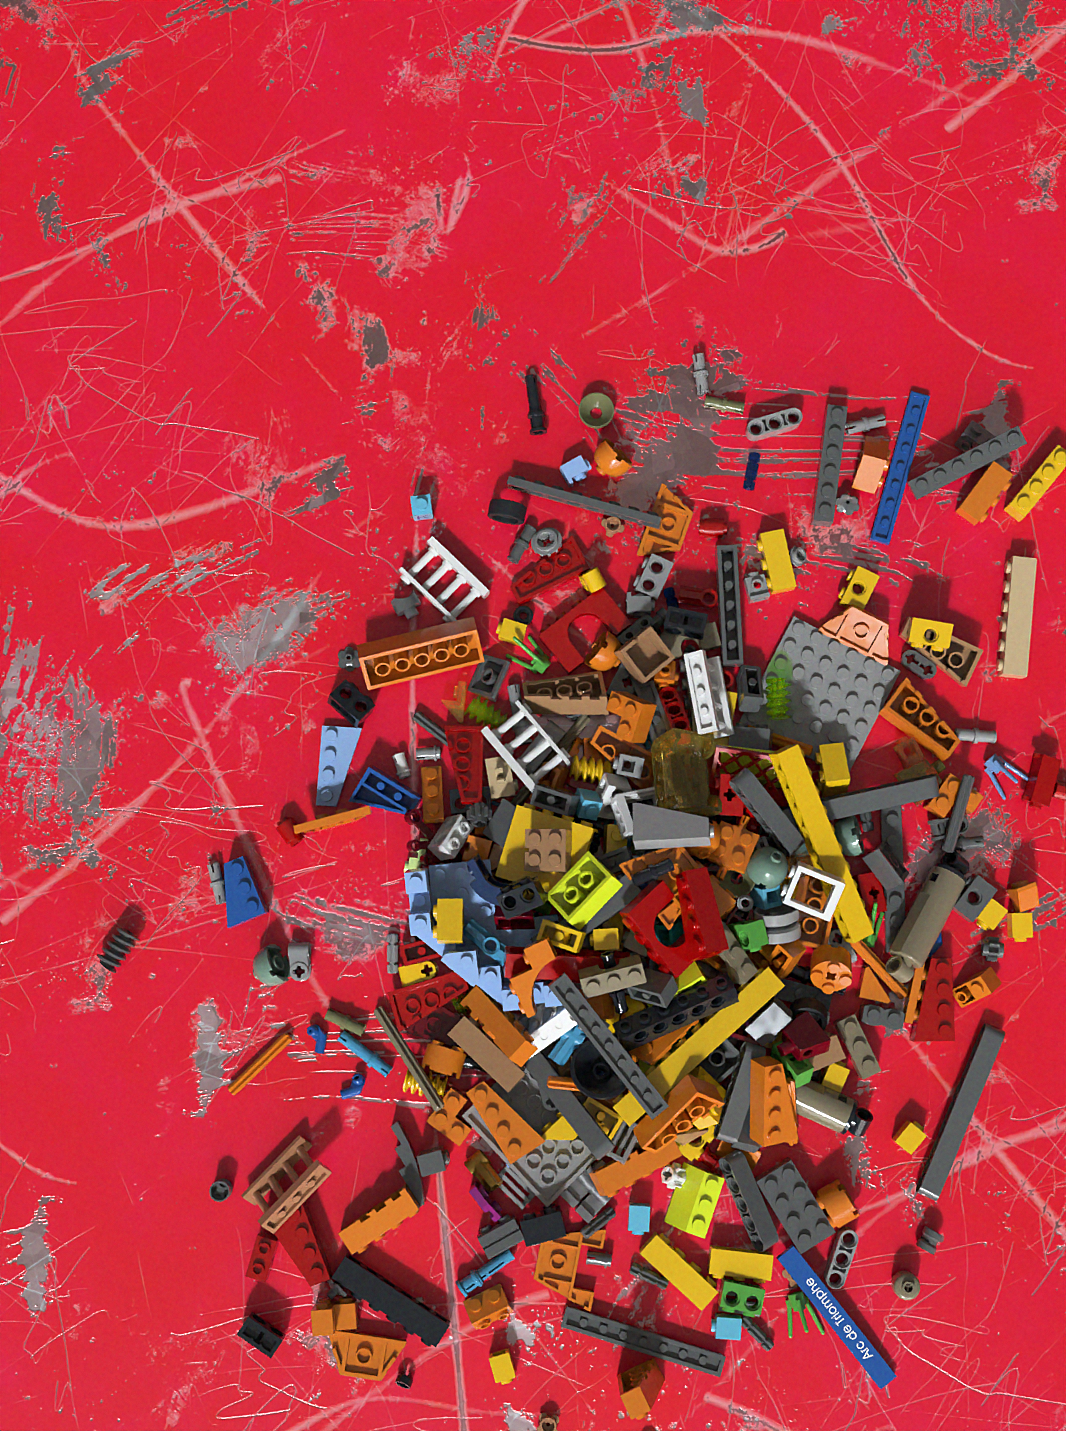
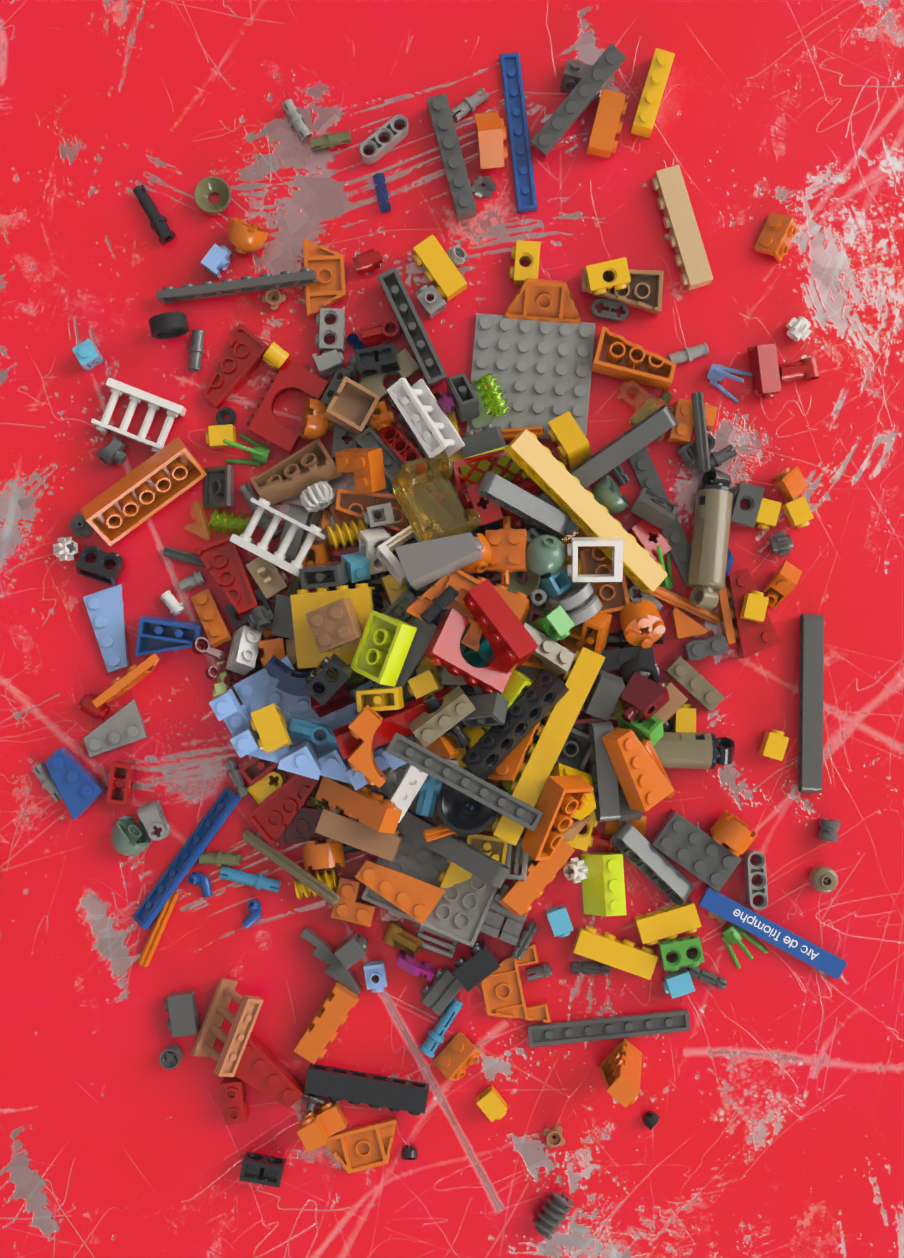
camera: 25 degrees left, 5 degrees up
(249, 1153) = (182, 1013): none -> dark grey brick
(285, 912) = (121, 783): none -> red brick
(301, 863) = (119, 730): none -> light grey wing
(314, 1008) = (186, 857): none -> blue tile
(325, 675) = (65, 548): none -> white gear
(447, 1188) = (375, 968): none -> light blue brick
(543, 536) = (213, 334): light grey gear -> none
(578, 724) = (317, 496): none -> white gear
(733, 688) = (447, 403): none -> magenta plate
(943, 997) = (754, 606): none -> yellow brick

